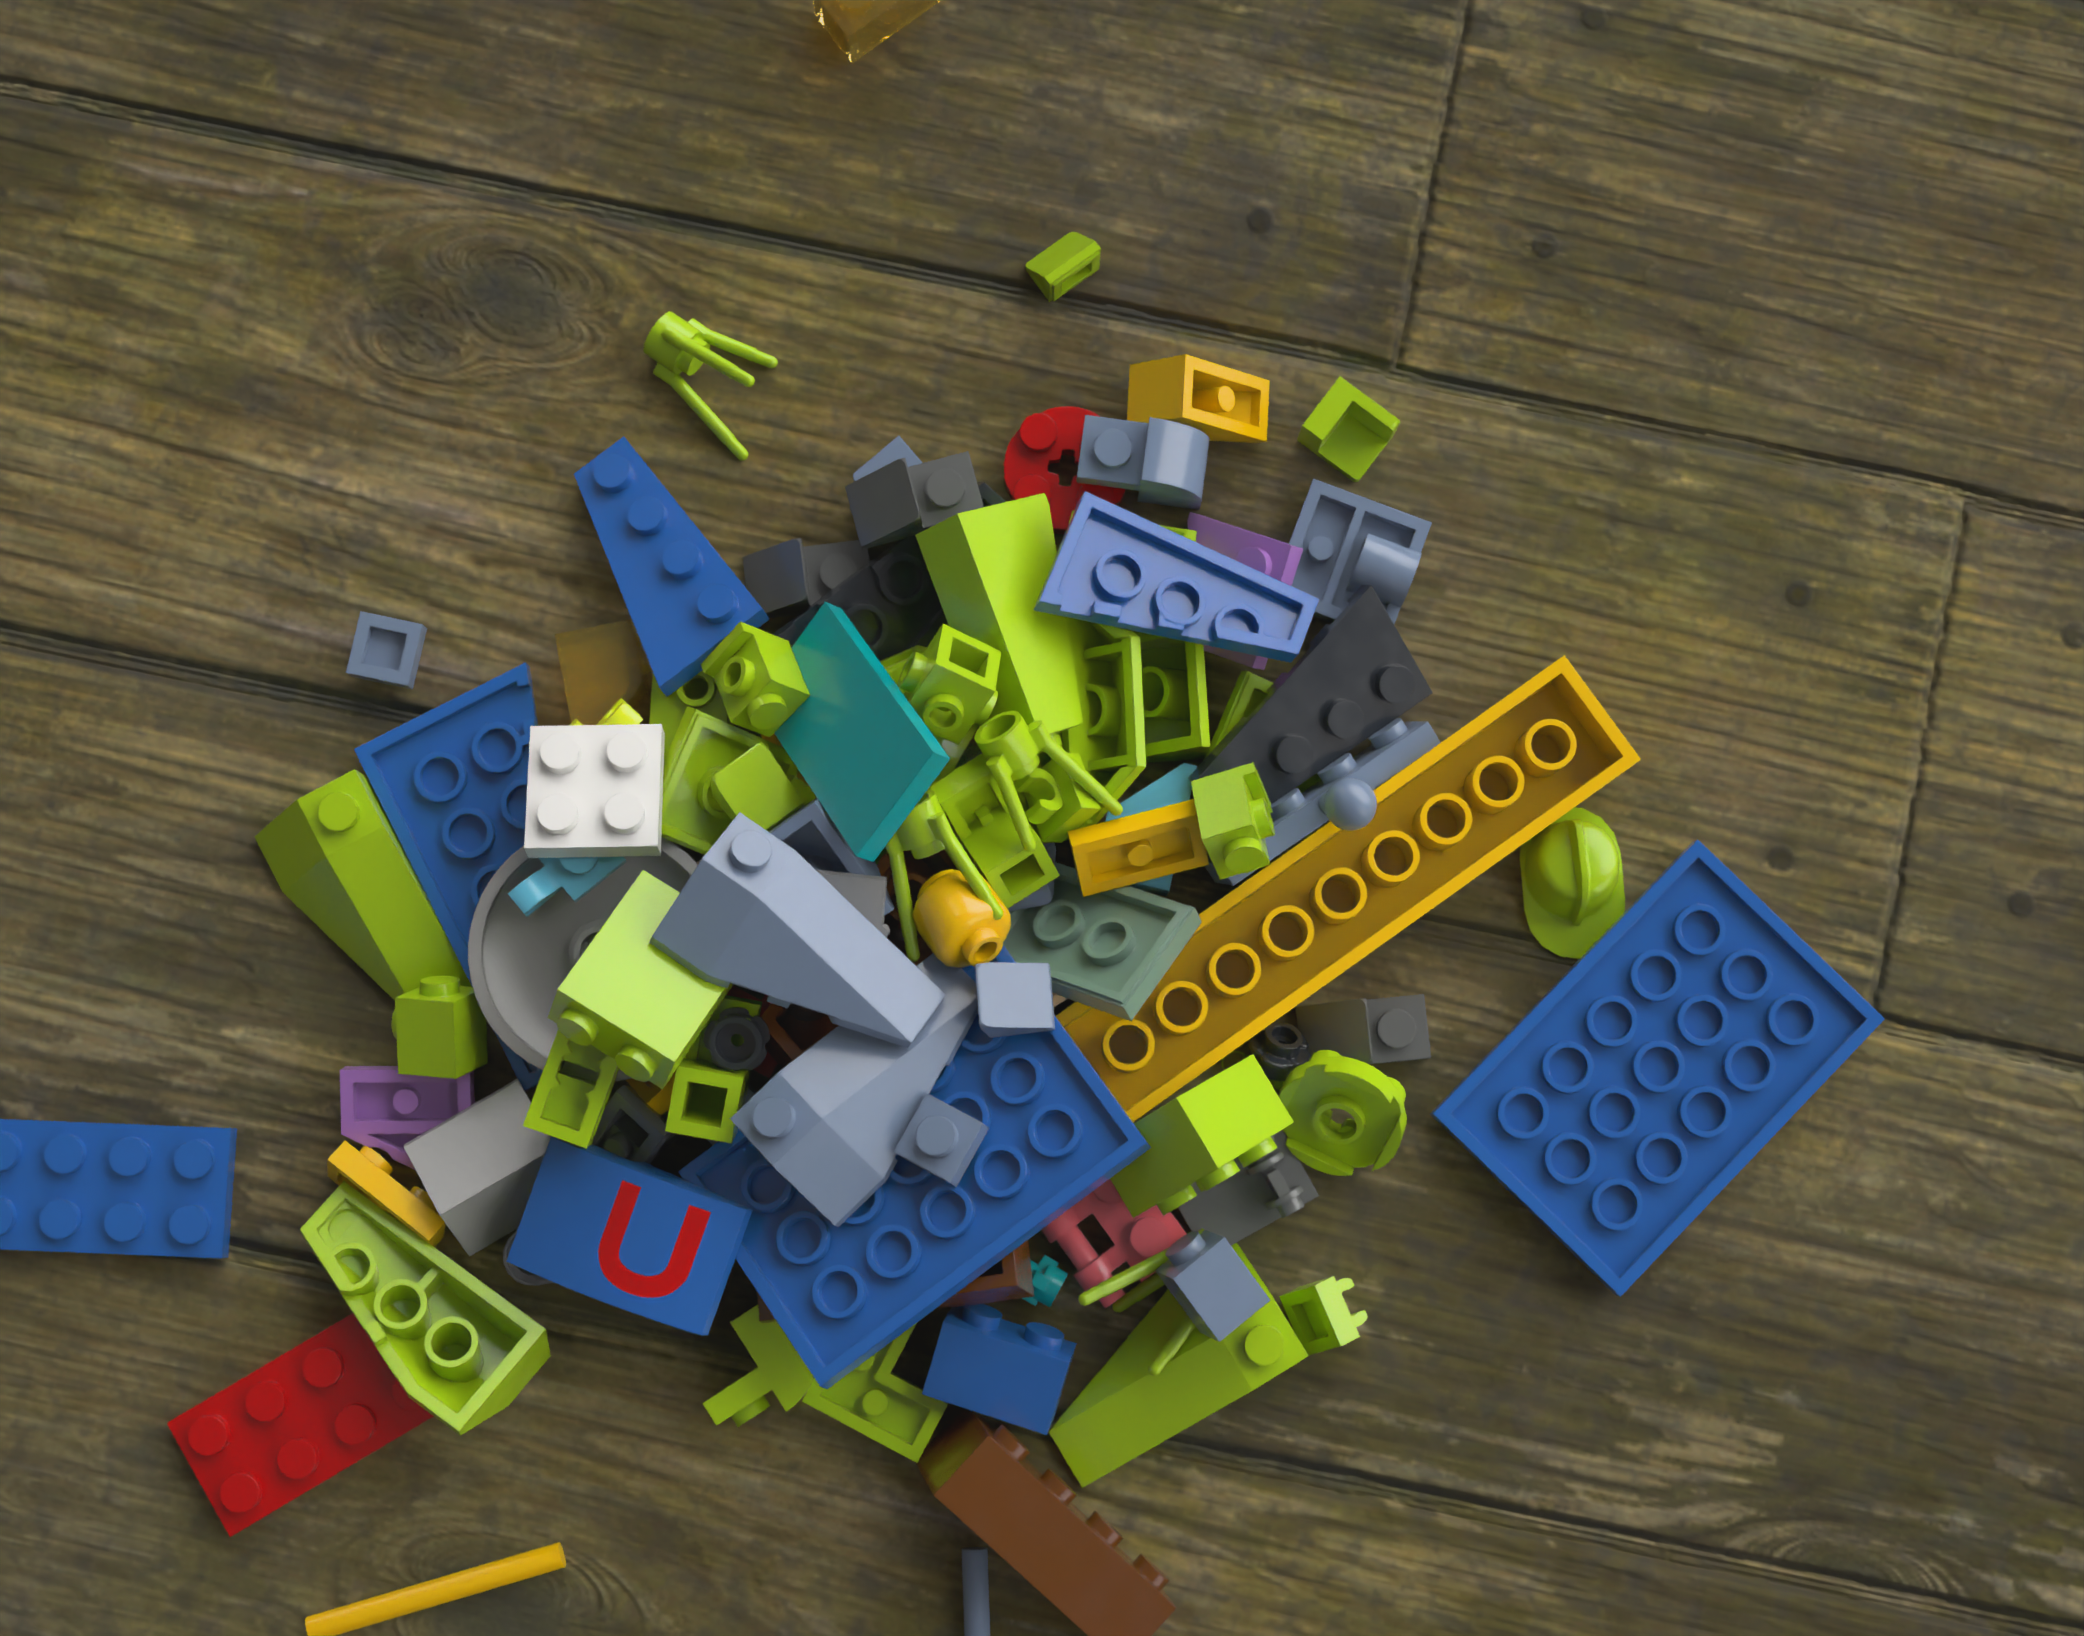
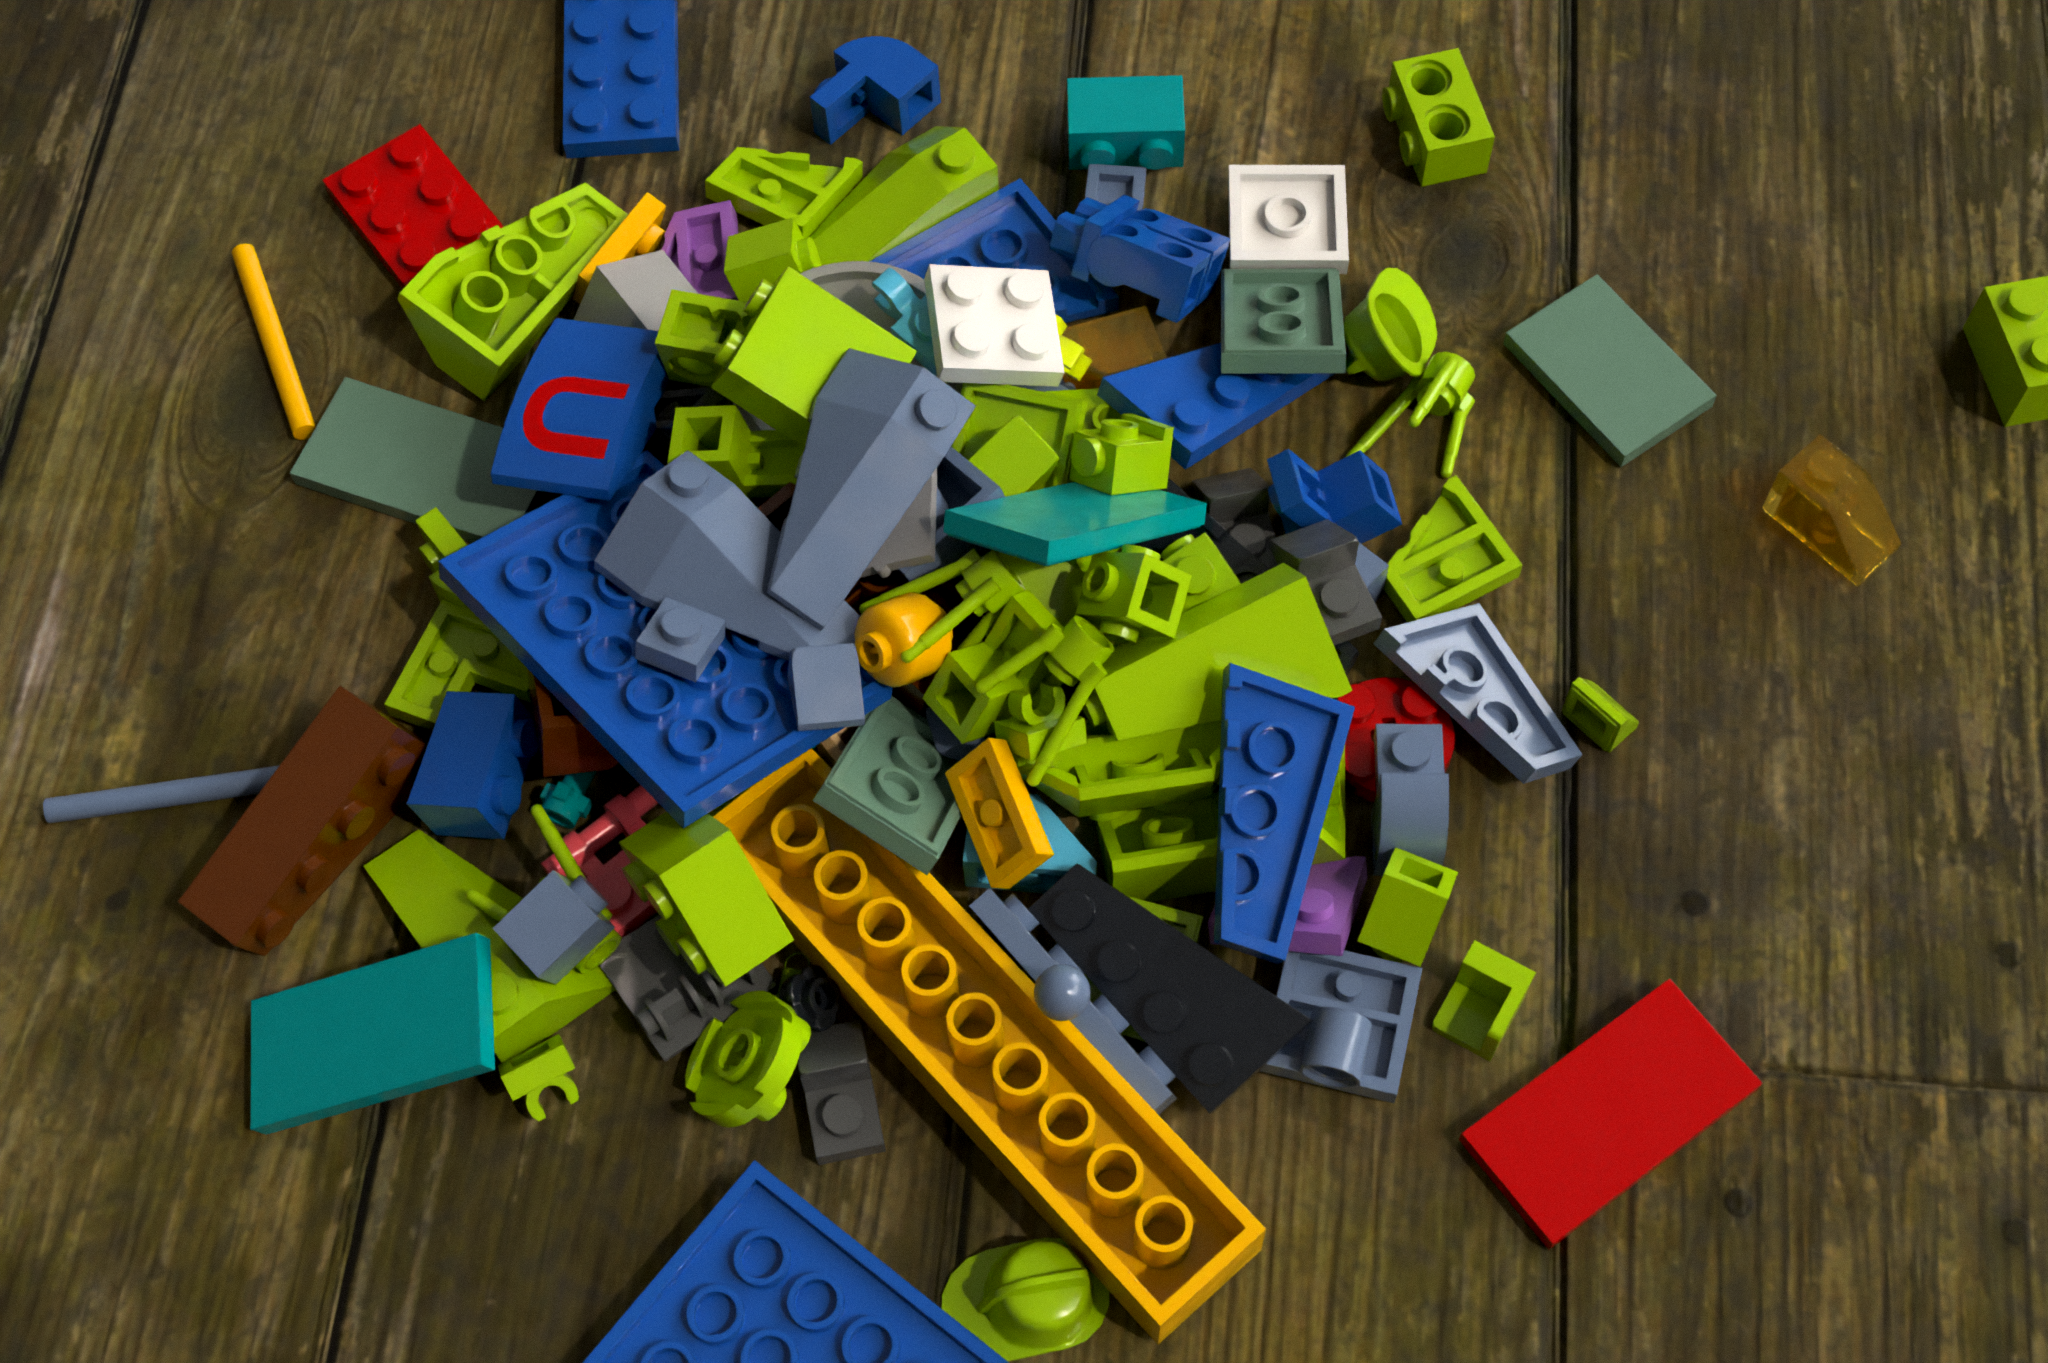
camera: 90 degrees right, 20 degrees down
(186, 890) = (877, 78): none -> blue brick
(301, 625) = (1126, 121): none -> teal brick
(321, 1013) = (782, 186): none -> lime wing
(339, 272) = (1438, 117): none -> lime brick
(444, 471) = (1287, 217): none -> white plate
(484, 629) = (1142, 251): none -> blue hips
(591, 496) = (1282, 321): none -> sand green tile
(609, 386) = (1390, 329): none -> lime piece
(619, 1431) = (408, 460): none -> sand green tile
(675, 176) = (1609, 370): none -> sand green tile
(726, 1054) = (760, 450): black plate -> none
(807, 478) = (1348, 493): none -> blue brick
(878, 377) = (1449, 558): none -> lime wing
(901, 619) = (1205, 563): none -> lime brick
(1033, 370) = (1482, 687): none -> sand blue wing
(1200, 395) = (1485, 851): yellow slope -> none
(1234, 819) = (1033, 886): lime brick -> none
(1256, 480) = (1407, 907): none -> lime brick
(1282, 1471) = (372, 1034): none -> teal tile
(1457, 338) = (1609, 1113): none -> red tile

